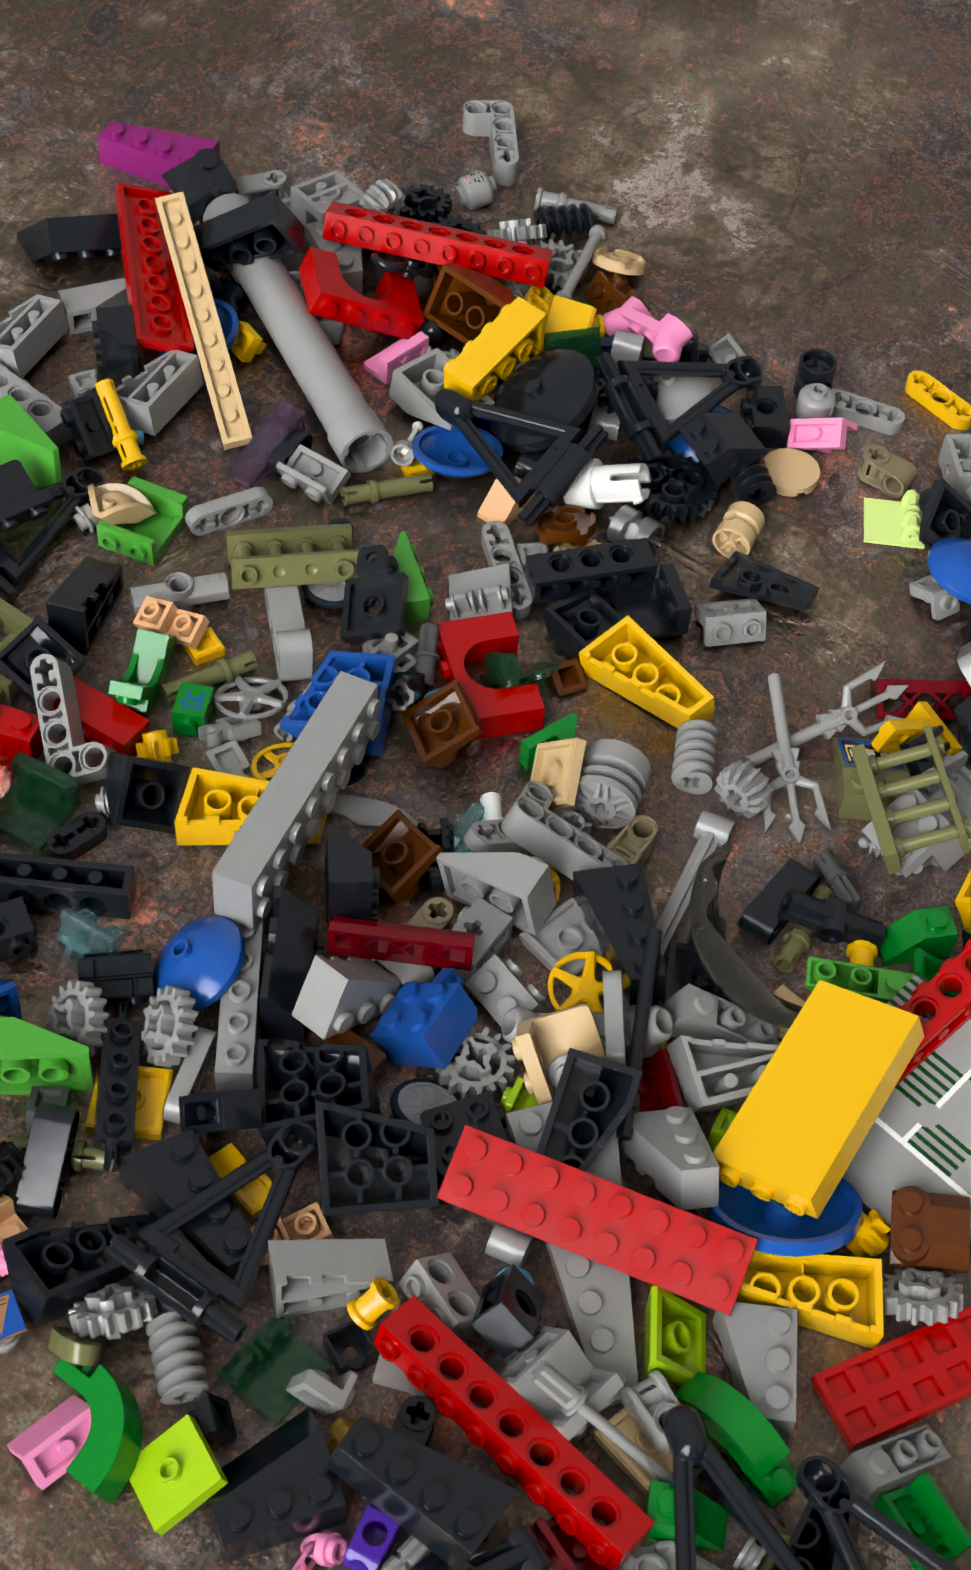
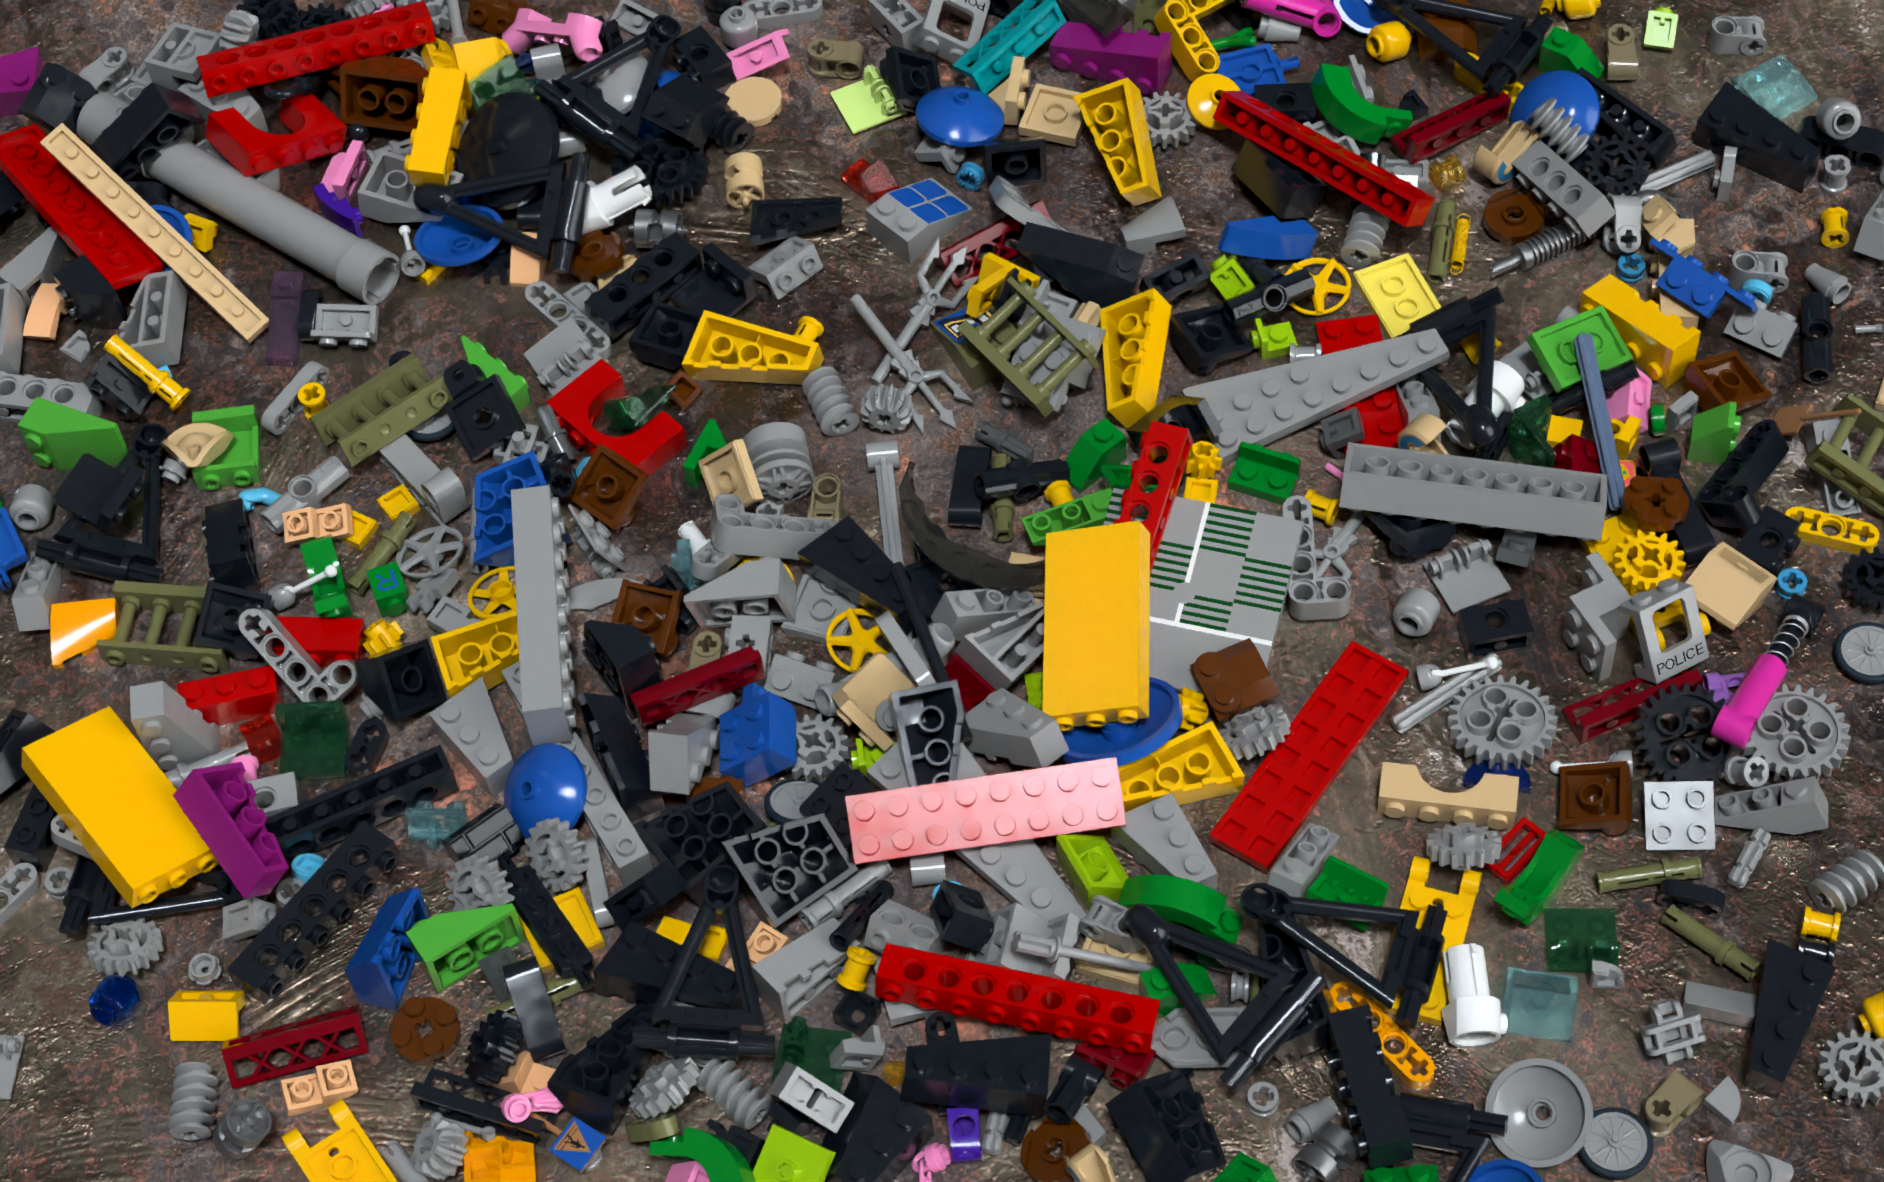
camera: 20 degrees left, 5 degrees up
(74, 343) = (44, 313): none -> light nougat slope
(101, 666) = (285, 594): none -> hinge
(134, 571) = (258, 495): none -> medium azure arm
(153, 1412) = (744, 1141): none -> black plate
(177, 876) = (474, 736): none -> light grey wedge
(241, 516) = (312, 397): none -> yellow bush
(242, 1409) = (811, 1097): none -> light grey brick
(257, 640) = (396, 501): none -> yellow tile
(372, 383) = (338, 210): none -> dark purple slope
(374, 491) = (408, 311): olive pin -> none
(382, 1261) = (846, 933): none -> black pin
(398, 1223) = (833, 902): none -> light grey pin
(401, 768) = (594, 541): none -> light grey hinge
(476, 491) = (497, 263): none -> black plate
(717, 684) = (809, 328): none -> yellow bush
(855, 592) = (869, 180): none -> clear red slope
(873, 633) = (914, 217): none -> light grey slope
(950, 629) = (970, 176): none -> dark azure bush

